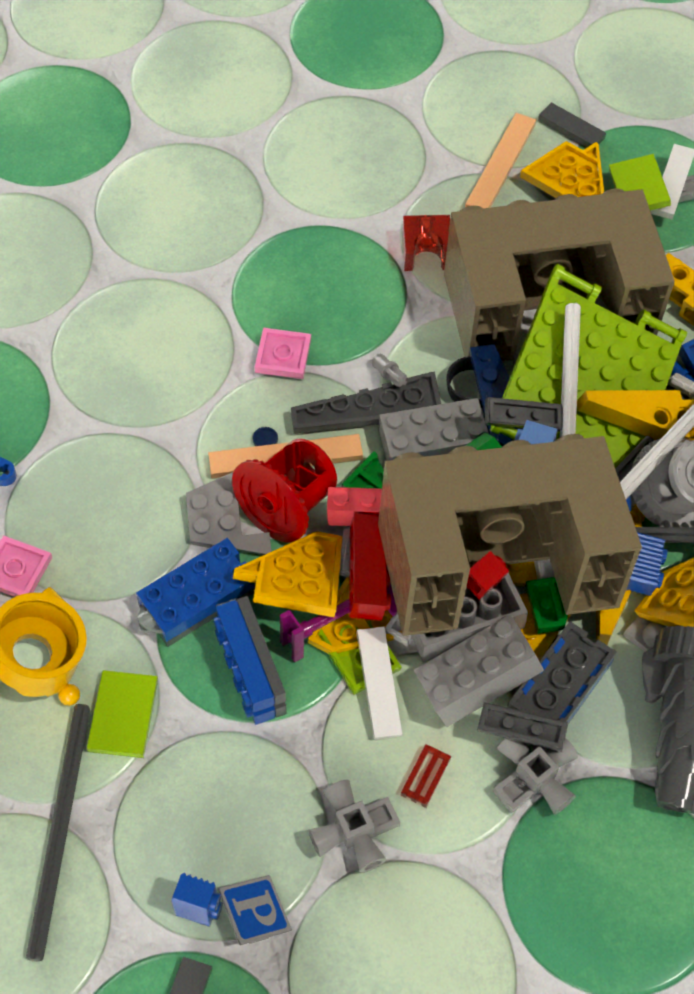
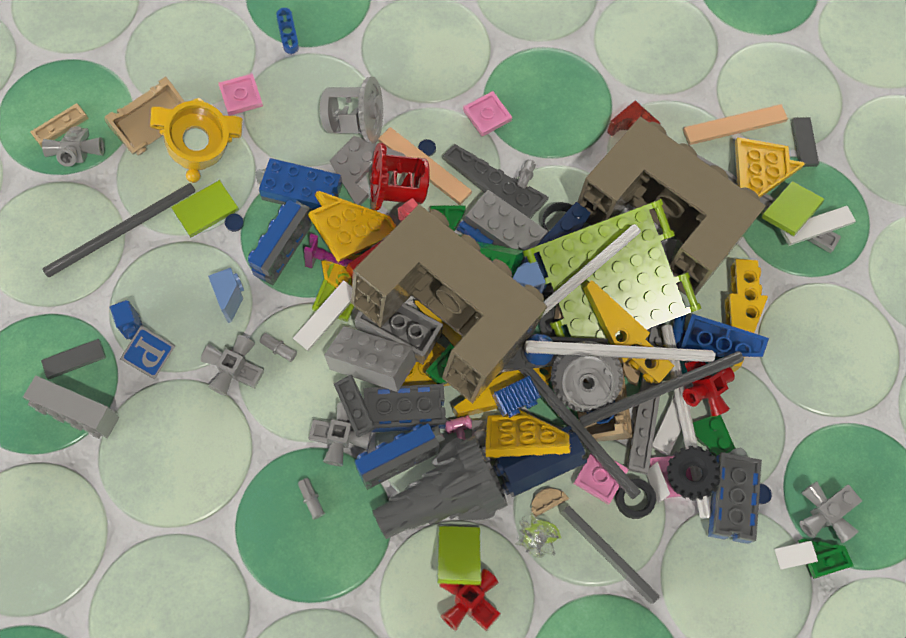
camera: 45 degrees right, 10 degrees up
(169, 696) = (234, 222): none -> dark blue piece
(174, 481) = (364, 119): none -> light grey piece
(261, 763) = (227, 291): none -> medium blue slope
(371, 762) = (278, 347): none -> light grey axle
(415, 796) = (296, 380): clear red tile -> none
(486, 574) = (423, 316): red brick -> none
(516, 412) = (547, 259): dark grey tile -> none
(584, 862) = (311, 498): none -> light grey axle
(612, 731) = (398, 455): none -> piece
(621, 644) = (459, 425): none -> bright pink piece

